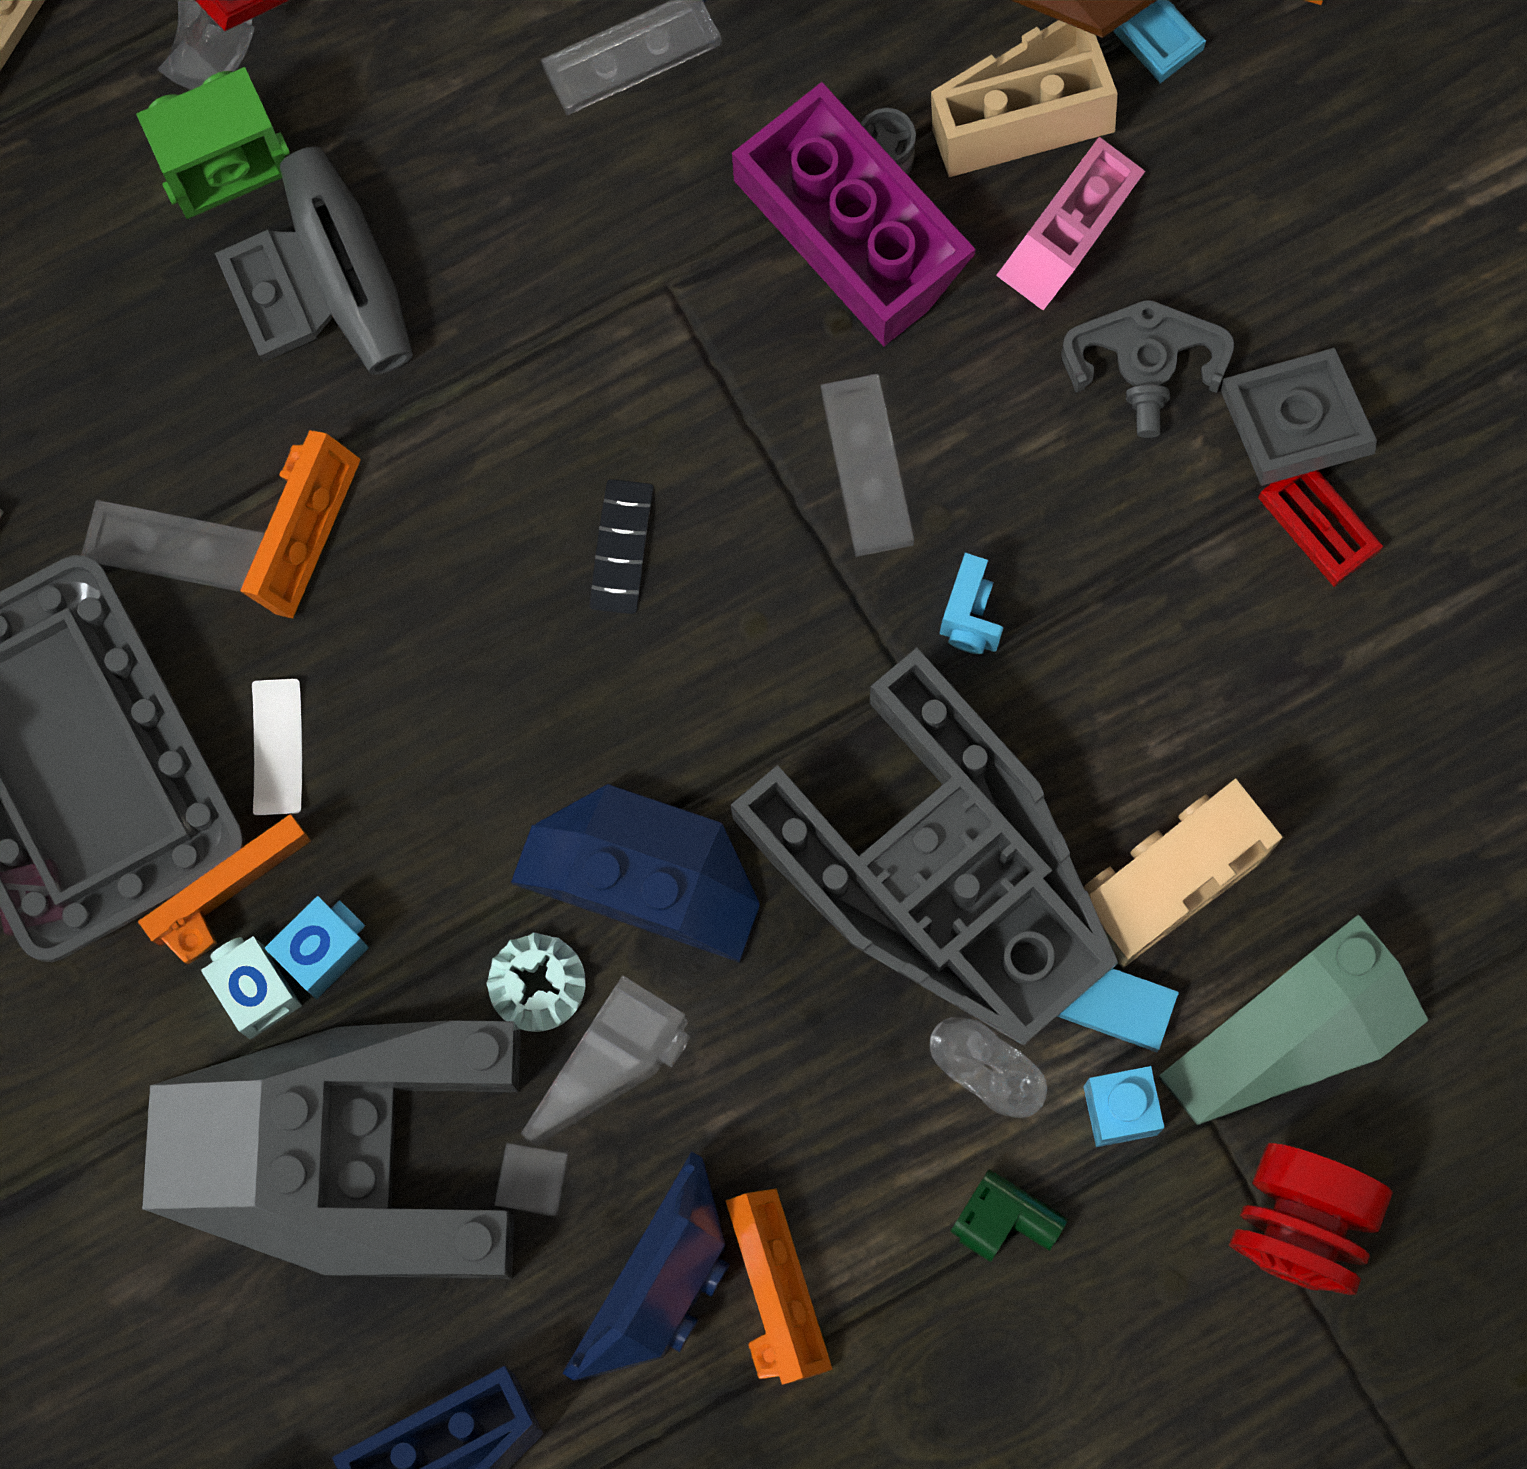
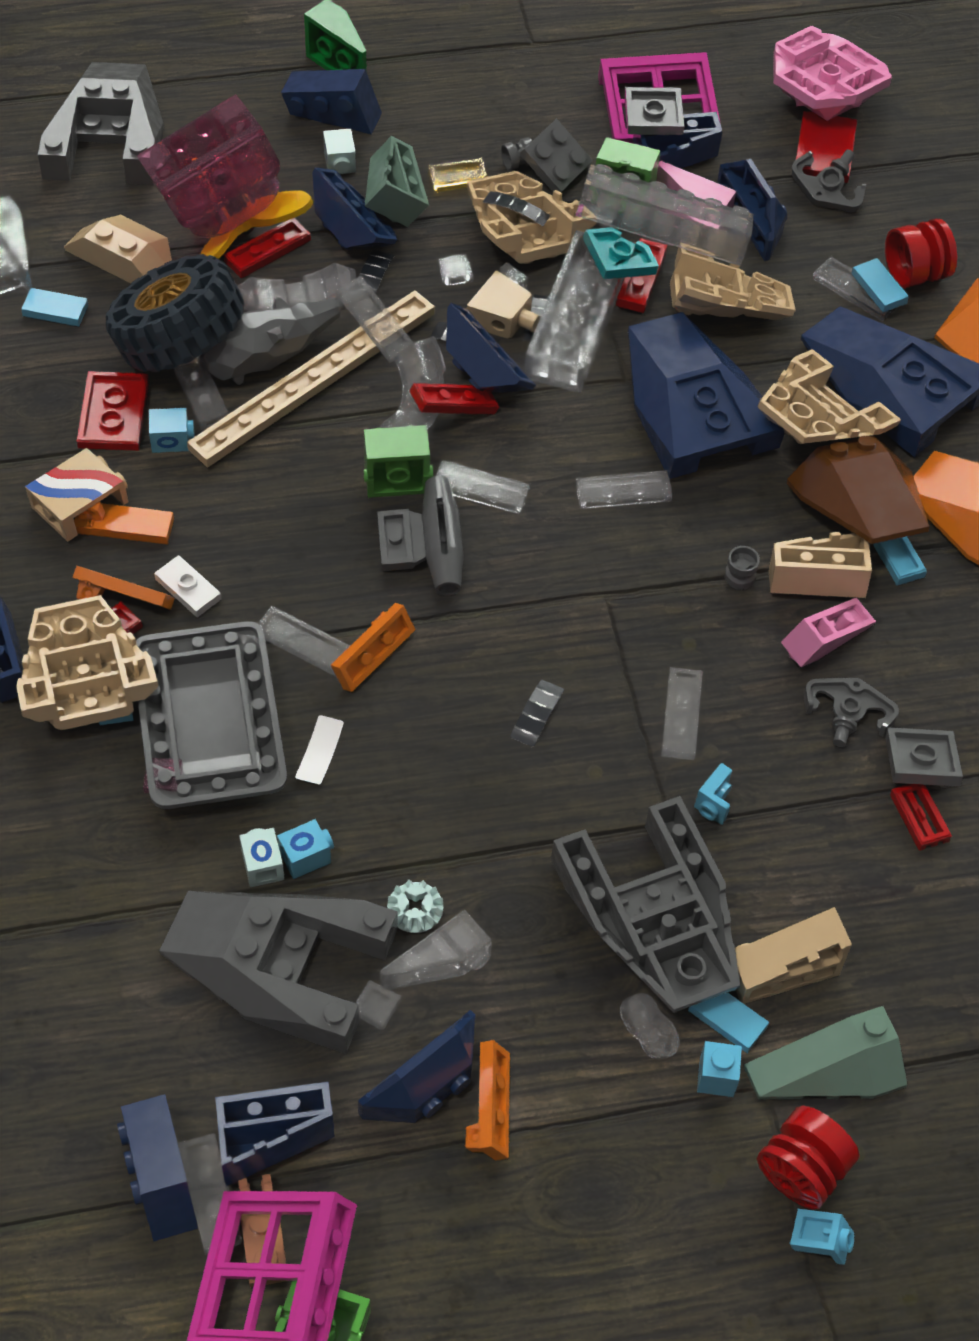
camera: 10 degrees right, 20 degrees down
(181, 918) = (239, 810): orange hinge -> none
(383, 131) = (485, 487): none -> clear tile
(643, 869) = (494, 868): dark blue wedge -> none
(851, 213) = (713, 589): magenta slope -> none
(998, 1208) = (631, 1103): dark green piece -> none
(1366, 1329) = (822, 1234): none -> medium azure bracket

